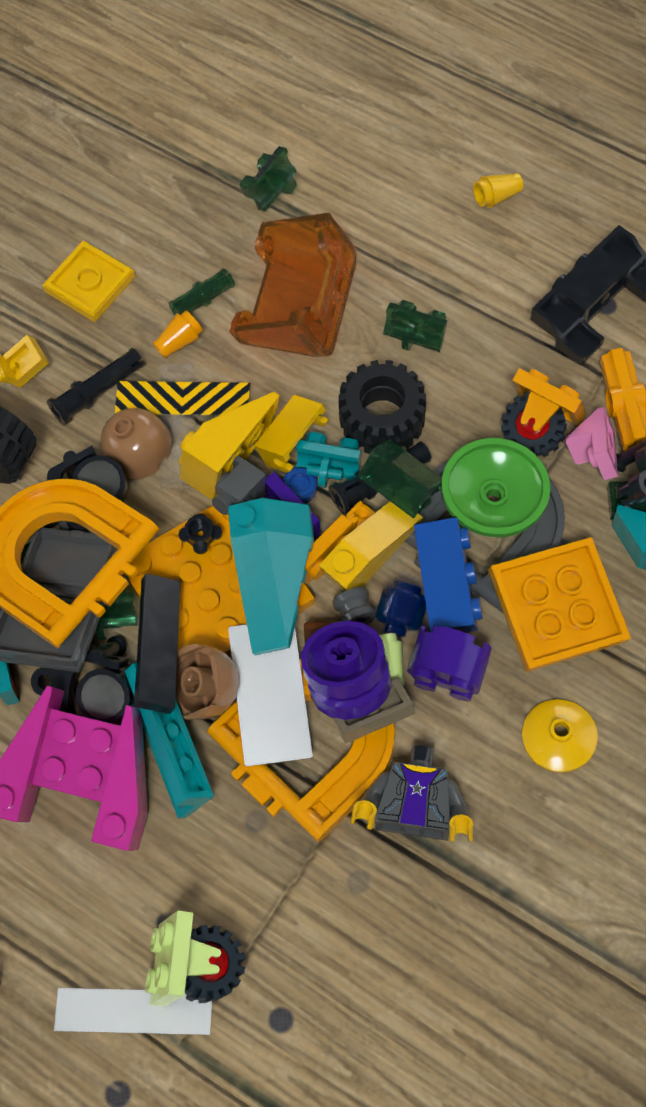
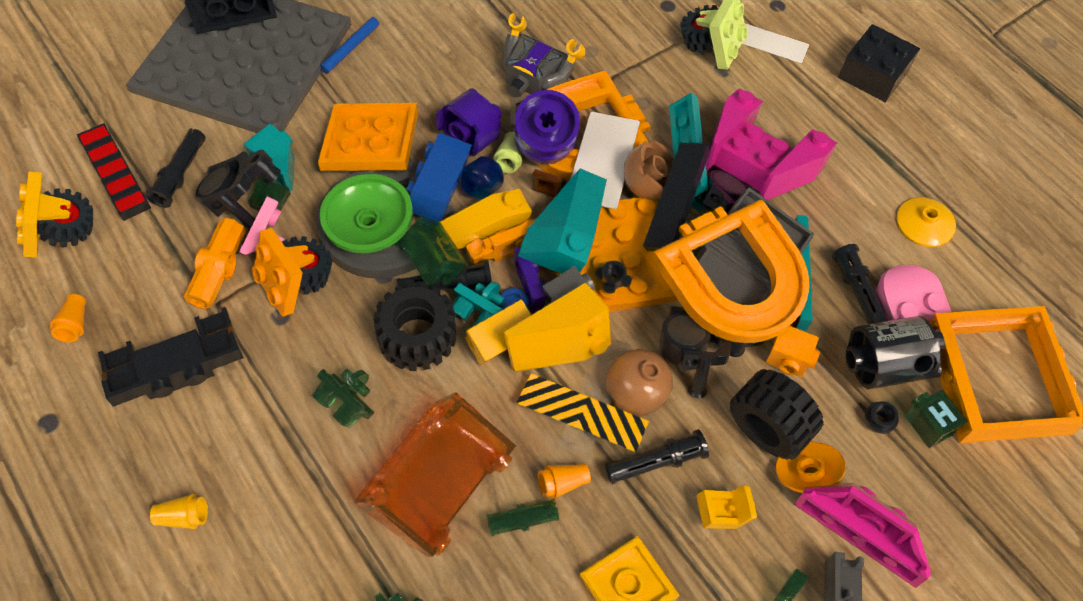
camera: 165 degrees left, 5 degrees down
(354, 606) = (516, 181): dark grey wheel -> none
(559, 752) = (417, 79): yellow dish -> none

